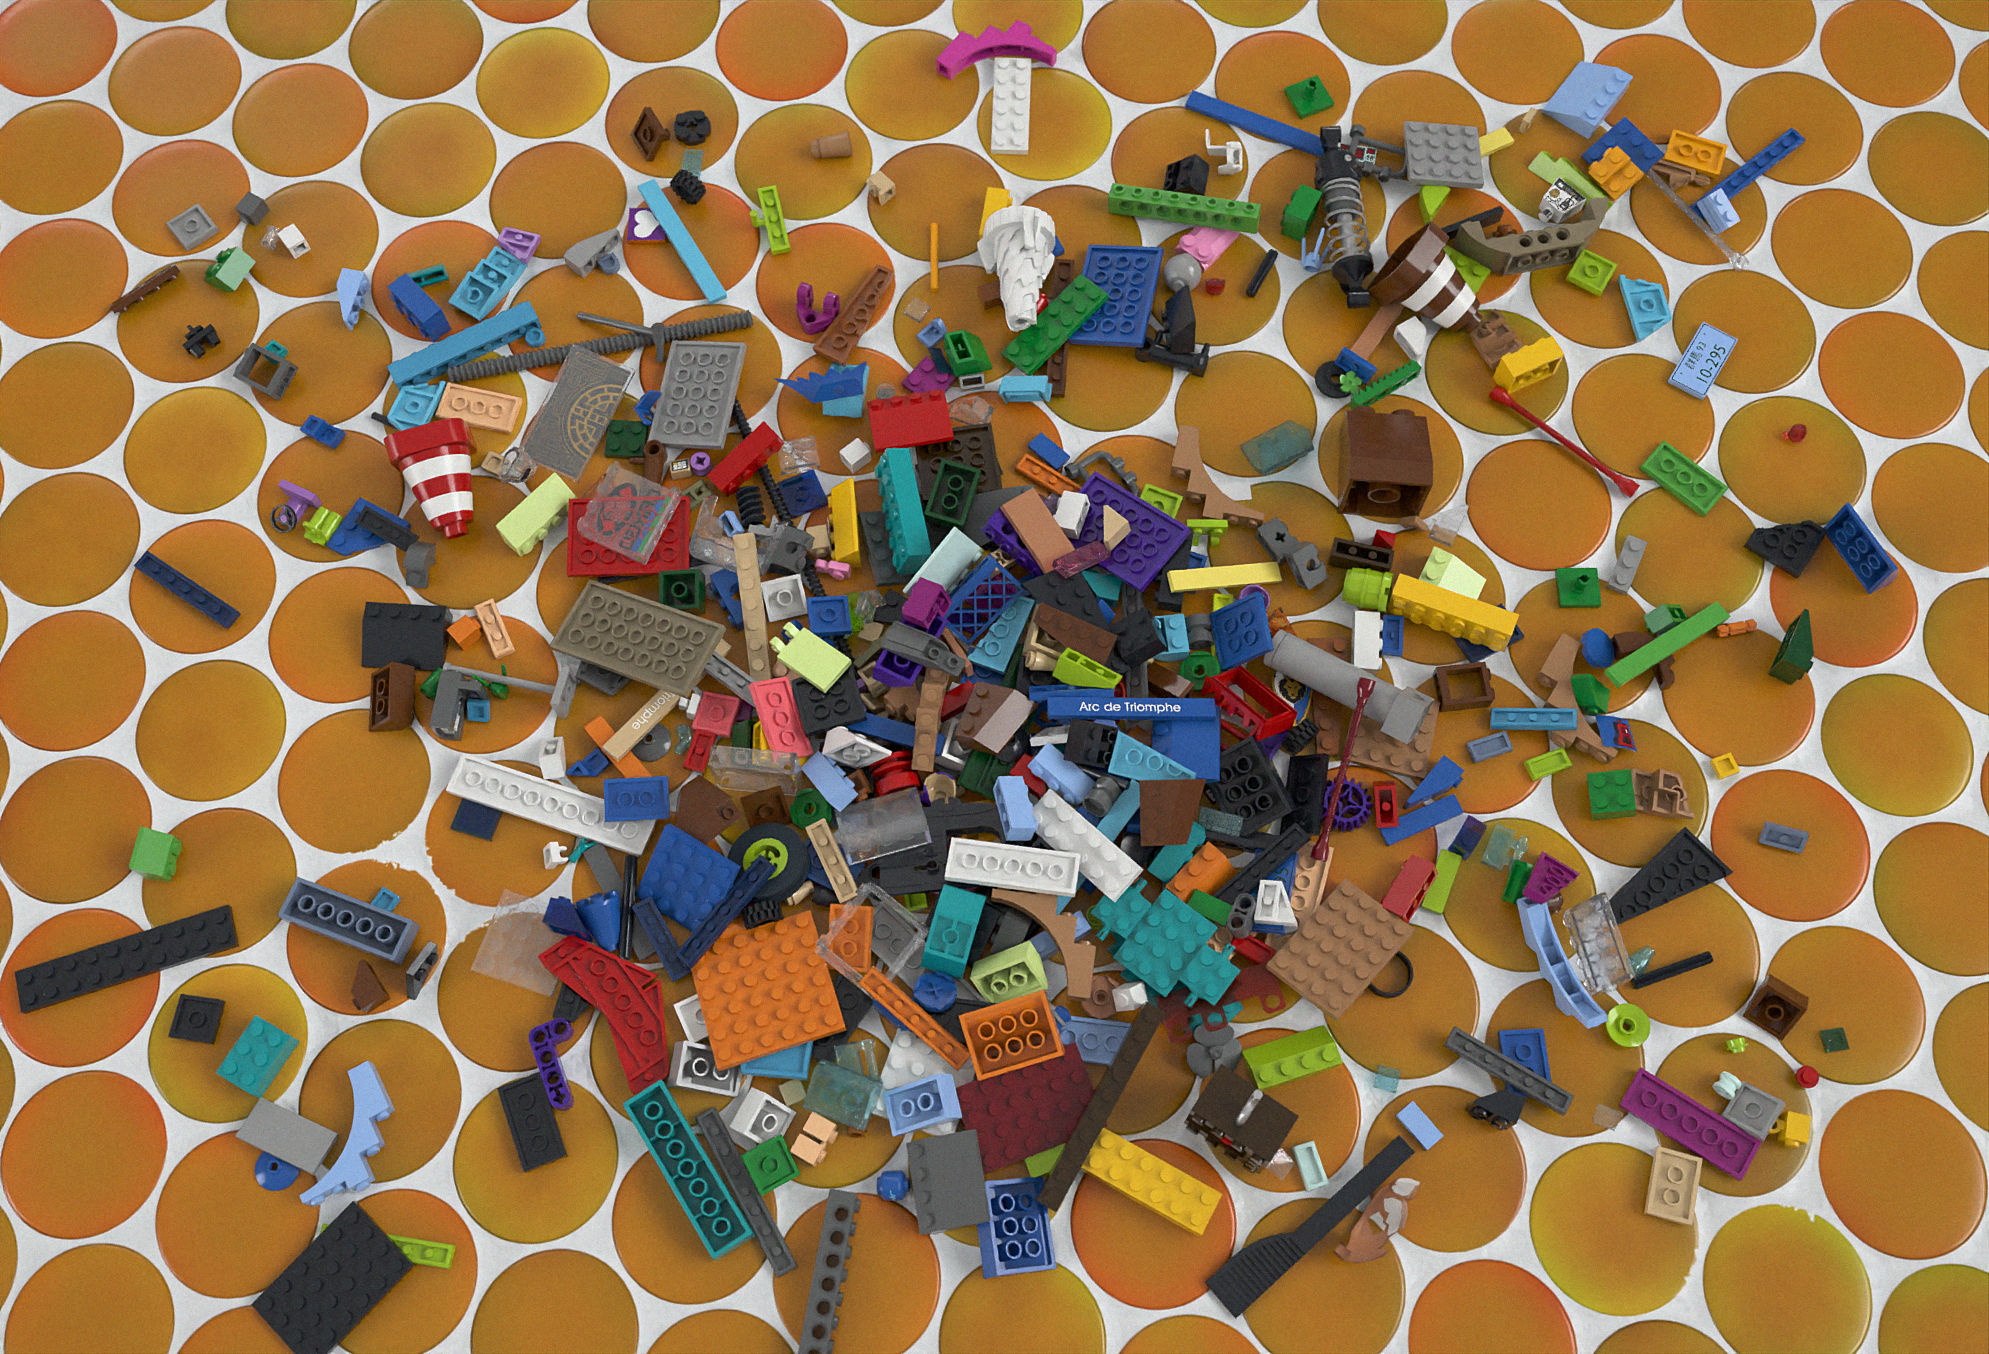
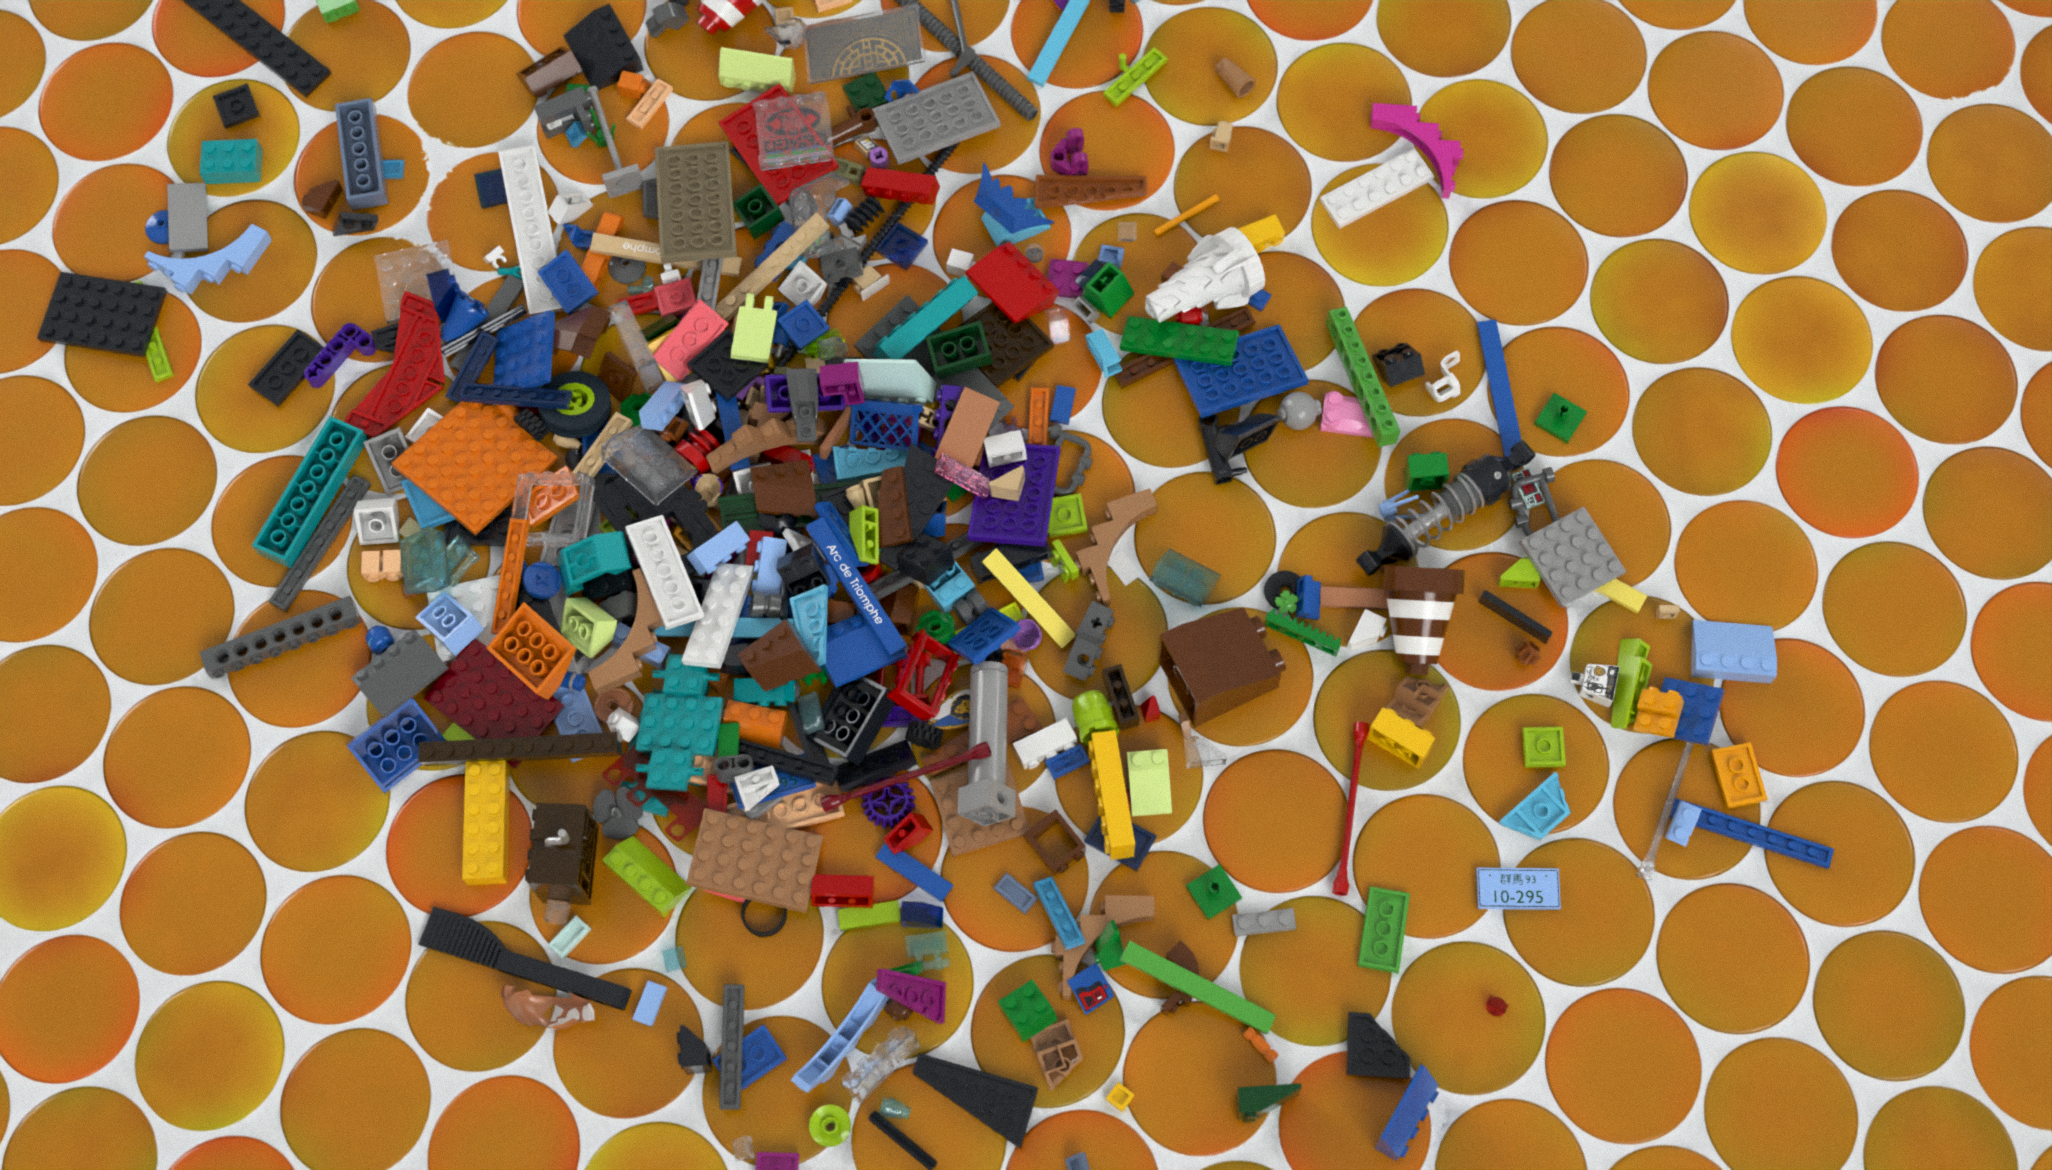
camera: 60 degrees right, 0 degrees up
(770, 1164) = (345, 545): green plate -> none
(799, 455) = (932, 222): clear plate -> none
(836, 569) = (850, 310): bright pink plate -> none
(845, 524) = (884, 297): yellow slope -> none
(1104, 586) = (961, 512): teal slope -> none
(1214, 286) = (1309, 444): clear red plate -> none
(1261, 273) = (1349, 475): black axle -> none
(1437, 782) = (957, 866): blue slope -> none
(1471, 271) = (1469, 638): lime wing -> none
(1533, 248) = (1532, 689): dark tan slope -> none
(1547, 764) = (1029, 949): lime tile -> none
(1597, 648) = (1160, 933): blue tile -> none
(1664, 618) = (1229, 977): green slope -> none
(1679, 175) = (1706, 773): medium nougat piece -> none

